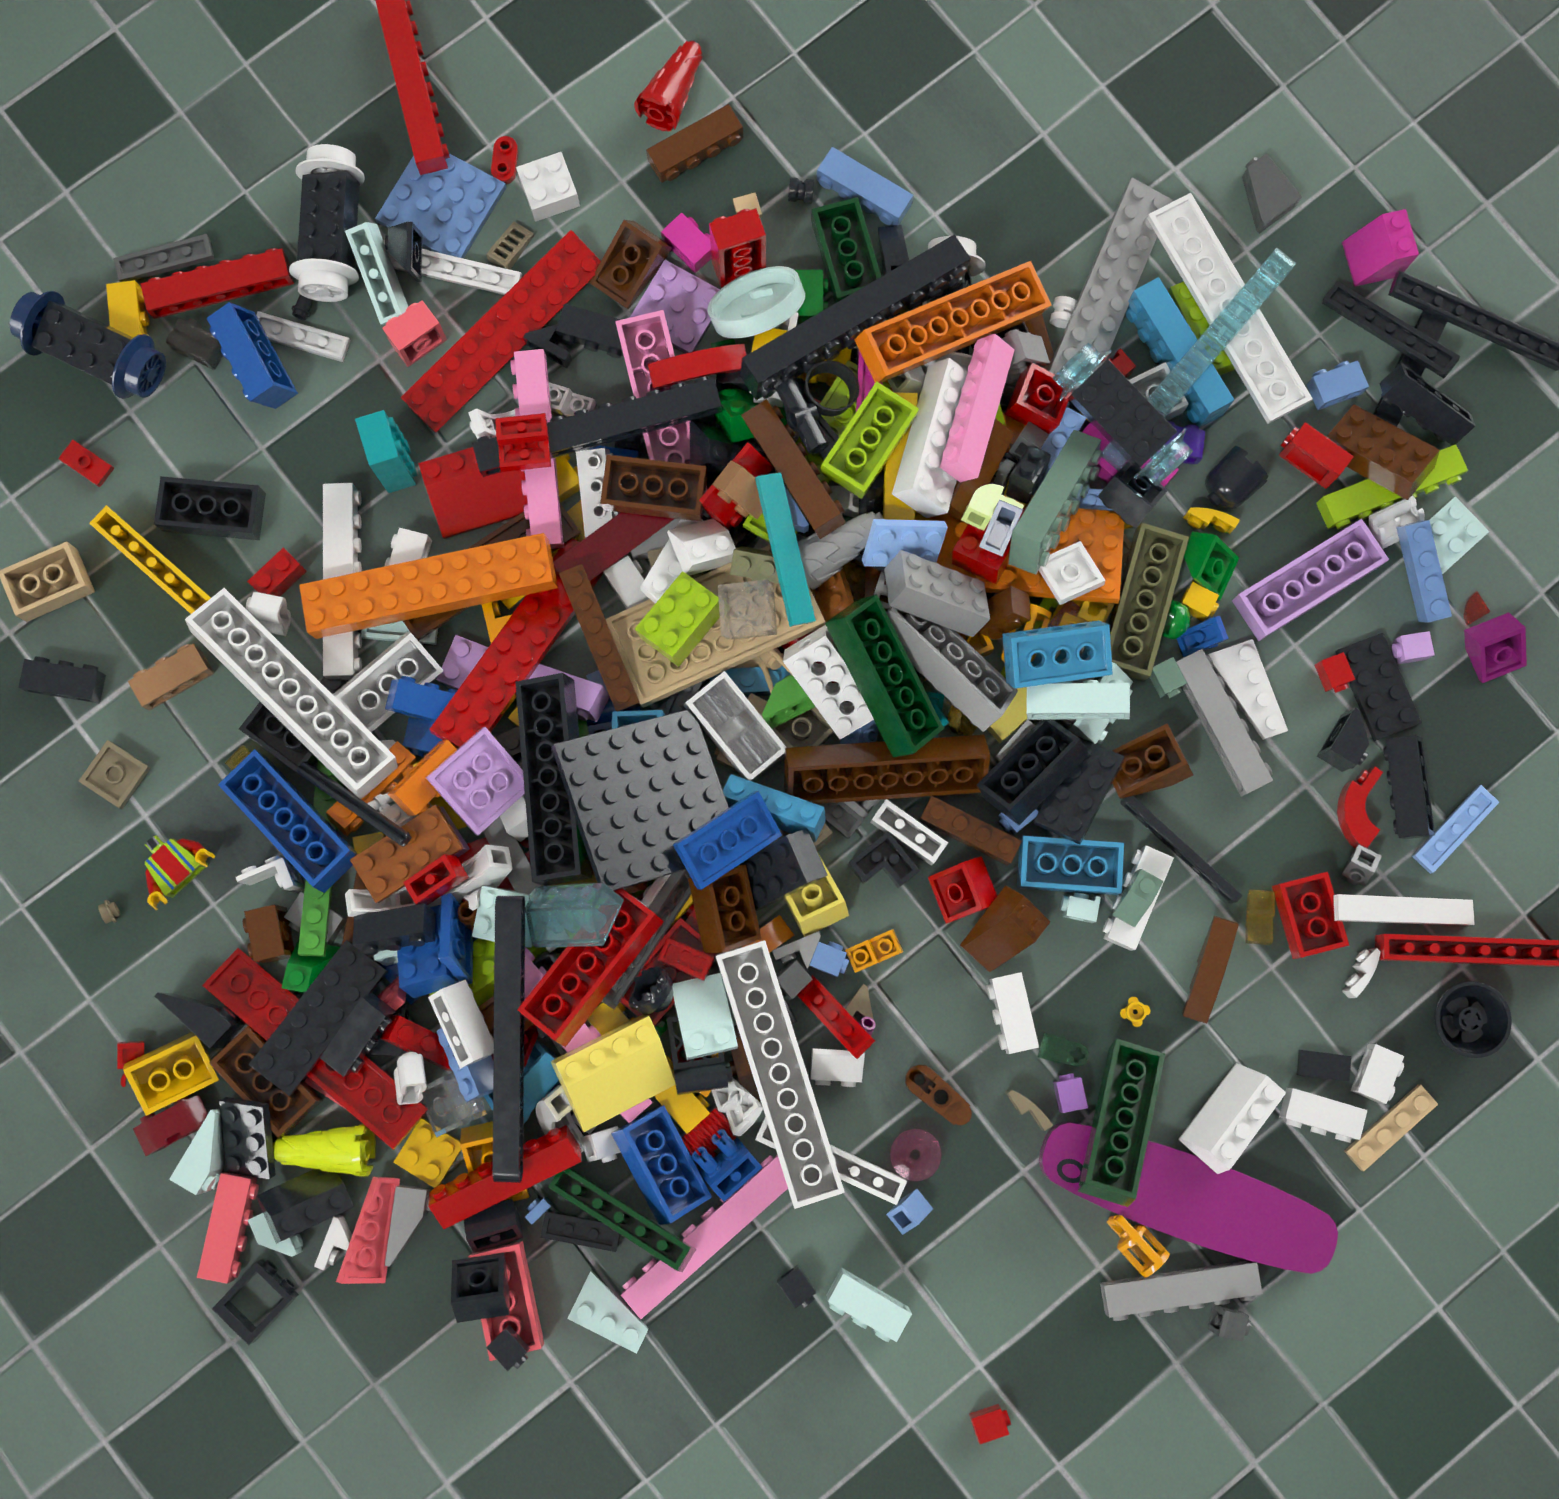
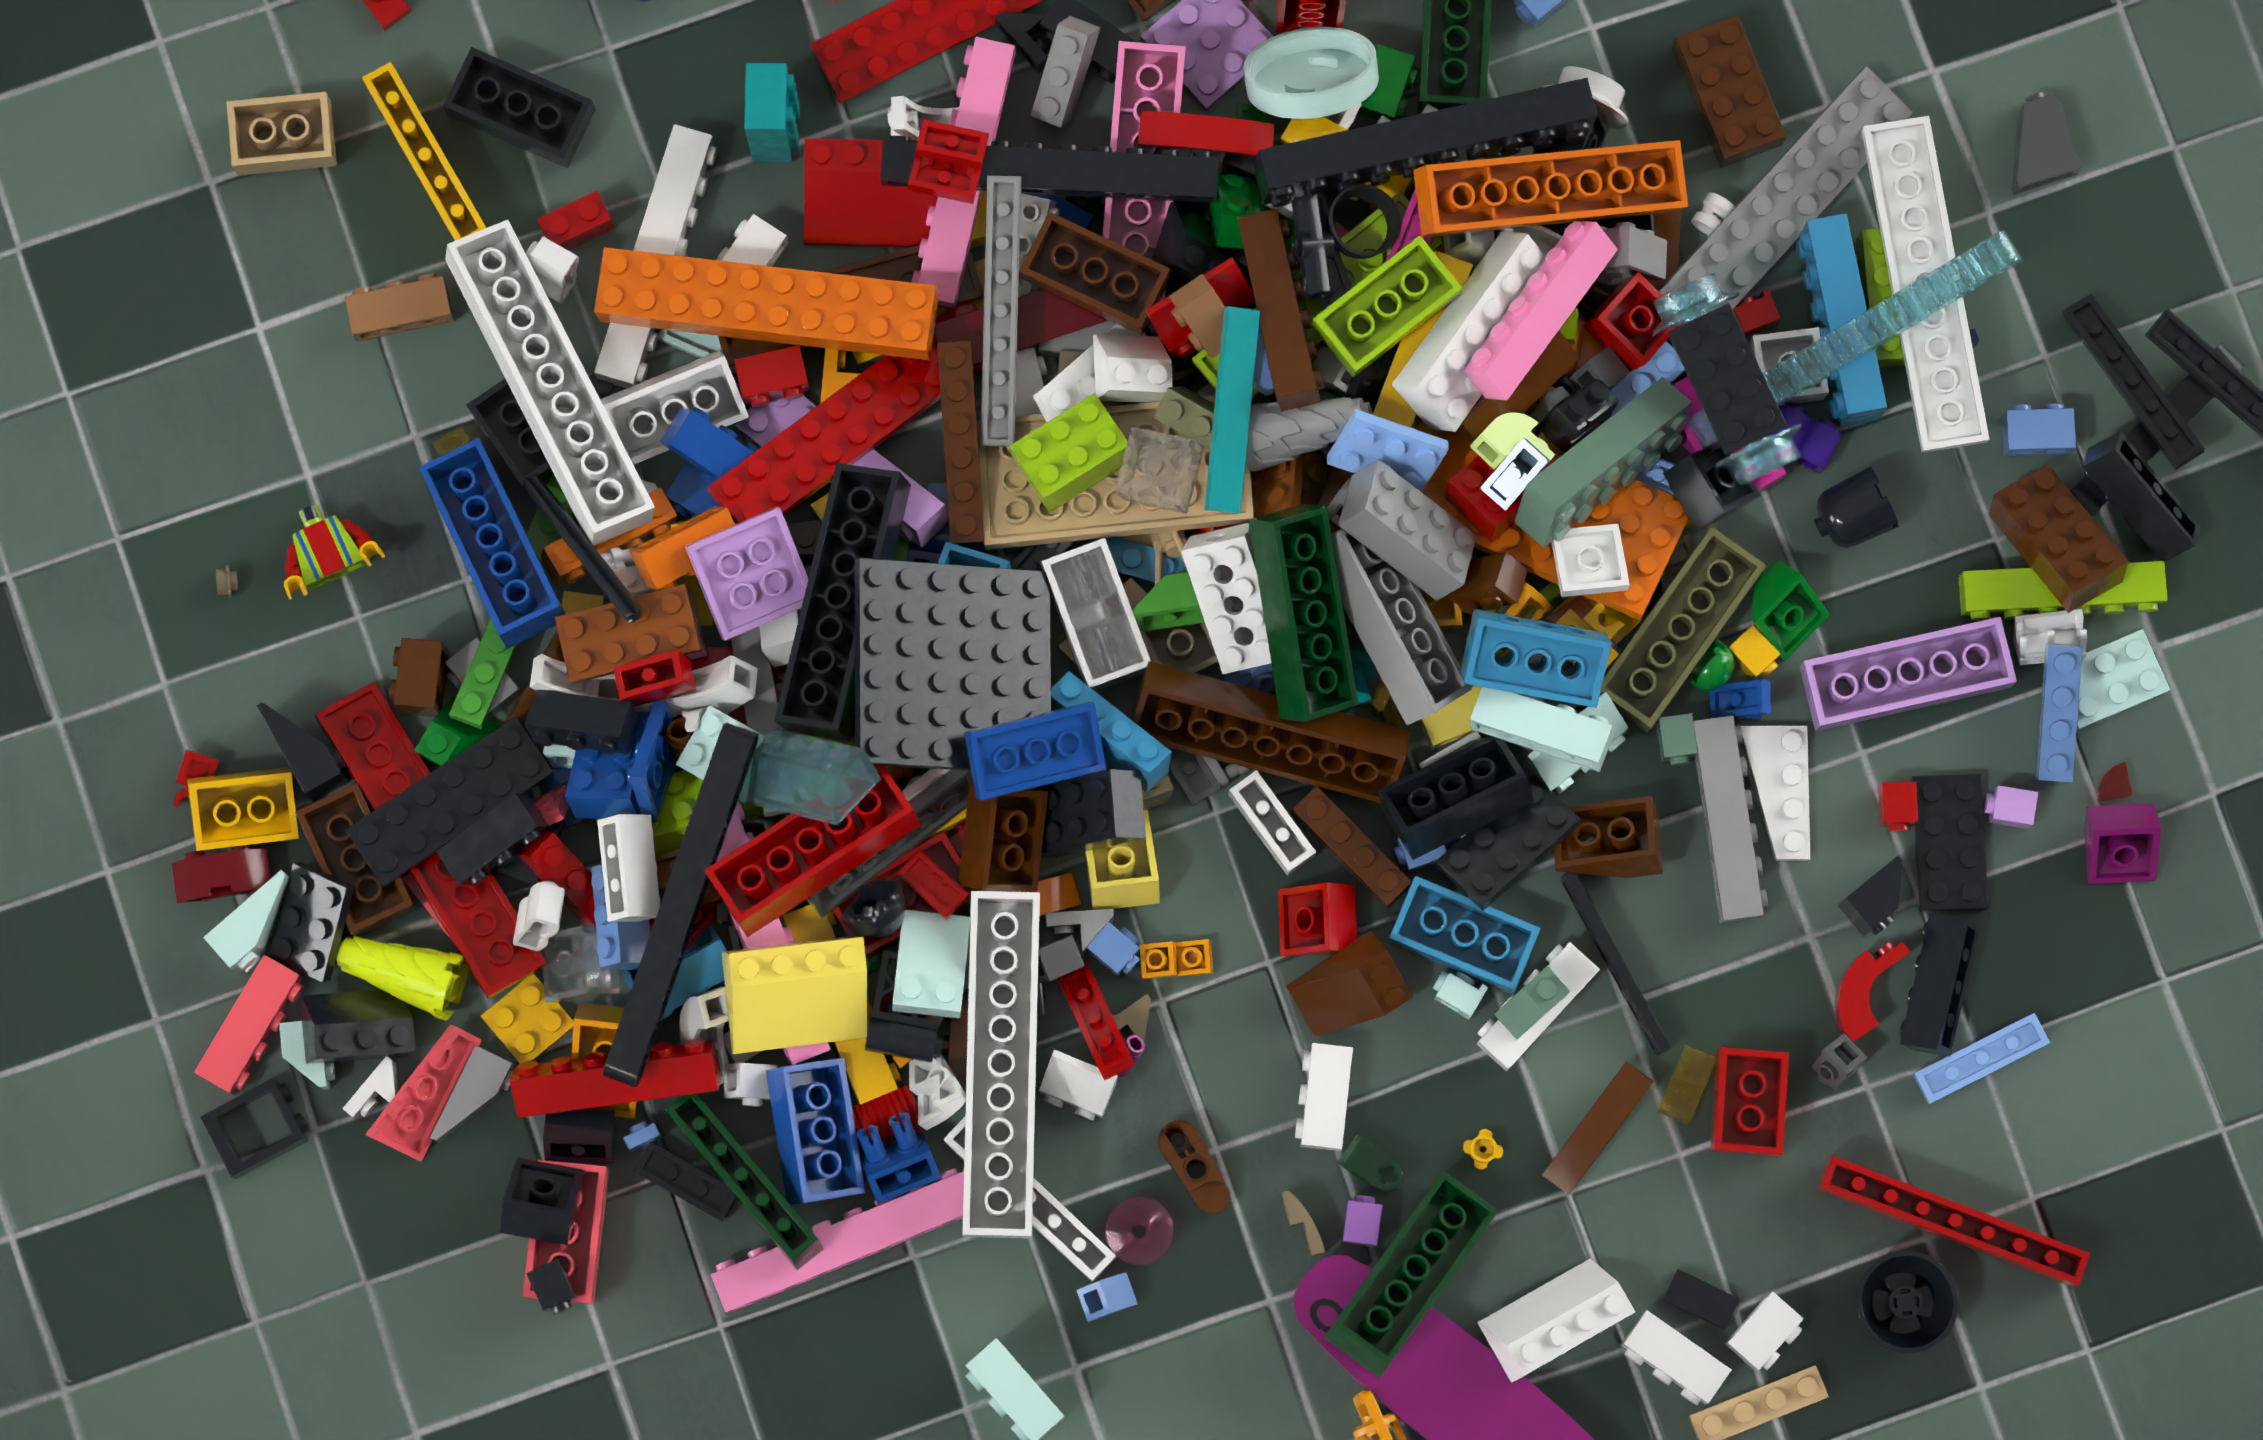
camera: 20 degrees right, 0 degrees up
(62, 680) = (261, 266): black brick -> none
(114, 774) = (288, 409): dark tan plate -> none
(281, 868) = (456, 594): white bracket -> none
(450, 636) = (772, 376): none -> red brick
(566, 402) = (1018, 120): white slope -> none
(585, 357) = (1065, 71): none -> light grey brick
(596, 535) = (1000, 311): none -> light grey tile
(607, 1315) = (684, 1297): light aqua wing -> none
(797, 1287) = (933, 1343): black brick -> none
(884, 855) = (1227, 840): black brick -> none
(892, 247) = (1517, 59): black slope -> none
(1044, 225) = (1729, 91): none -> reddish brown brick
(1202, 517) = (1798, 546): yellow slope -> none
(1314, 455) = (1972, 513): red window -> none
(1365, 966) = (1798, 1192): white slope -> none
(1381, 248) = (2159, 271): dark pink slope -> none
(1403, 910) = (1872, 1136): white tile -> none

